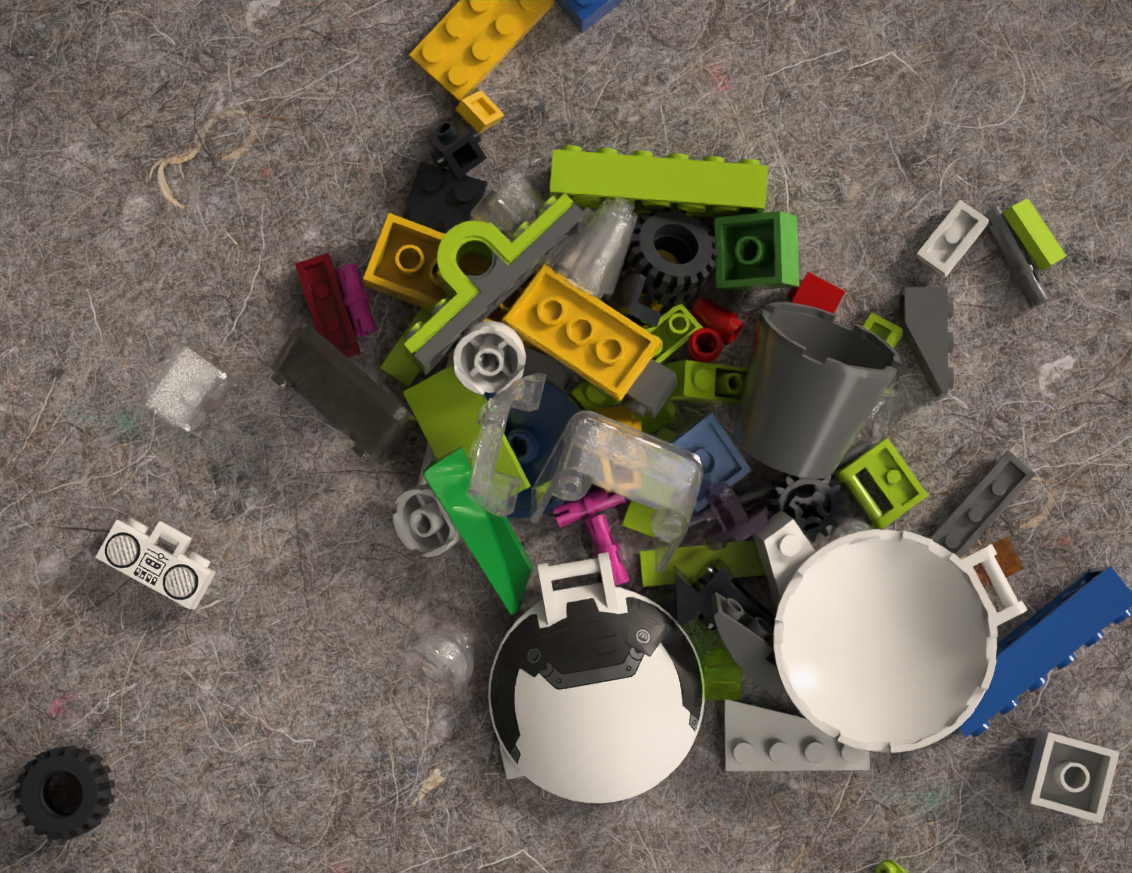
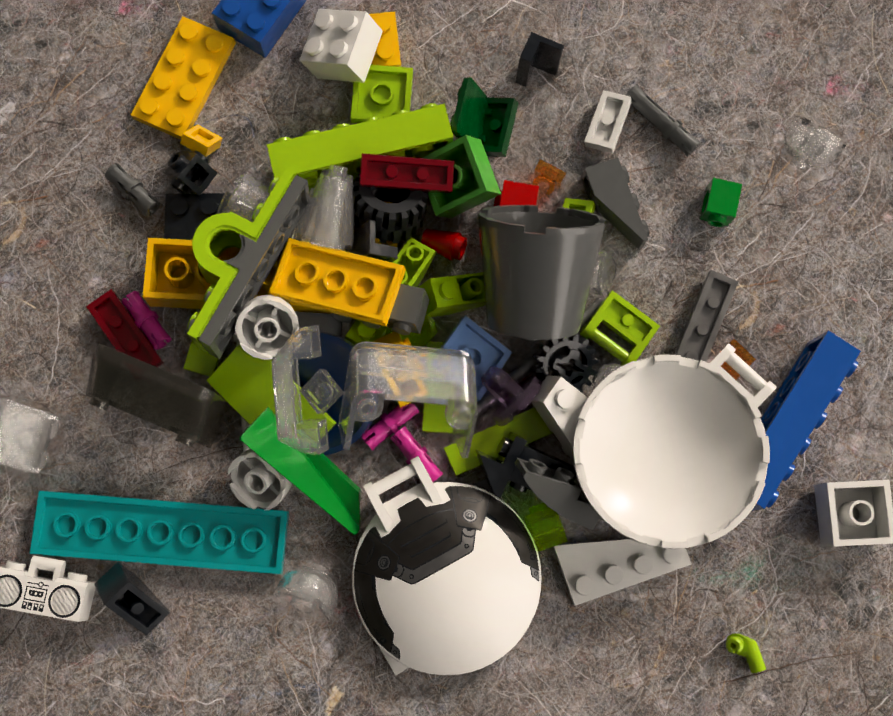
camera: 25 degrees left, 5 degrees down
(250, 602) = (130, 598): none -> black slope
(302, 541) = (160, 532): none -> teal plate
(384, 144) = (132, 189): none -> dark grey pin
(525, 447) = (321, 391): none -> clear plate
(674, 52) = (341, 45): none -> white brick
(699, 233) = (406, 173): none -> dark red plate
(701, 121) = (382, 93): none -> lime plate
(705, 339) = (441, 263): red cone -> none
(725, 58) = (388, 47): none -> yellow plate
(809, 191) = (484, 118): none -> dark green bracket
(863, 281) = (551, 175): none -> clear orange tile
(900, 135) = (538, 54): none -> black panel
(1034, 234) = (669, 99): lime tile -> none
(1048, 376) = (720, 202): none -> green brick

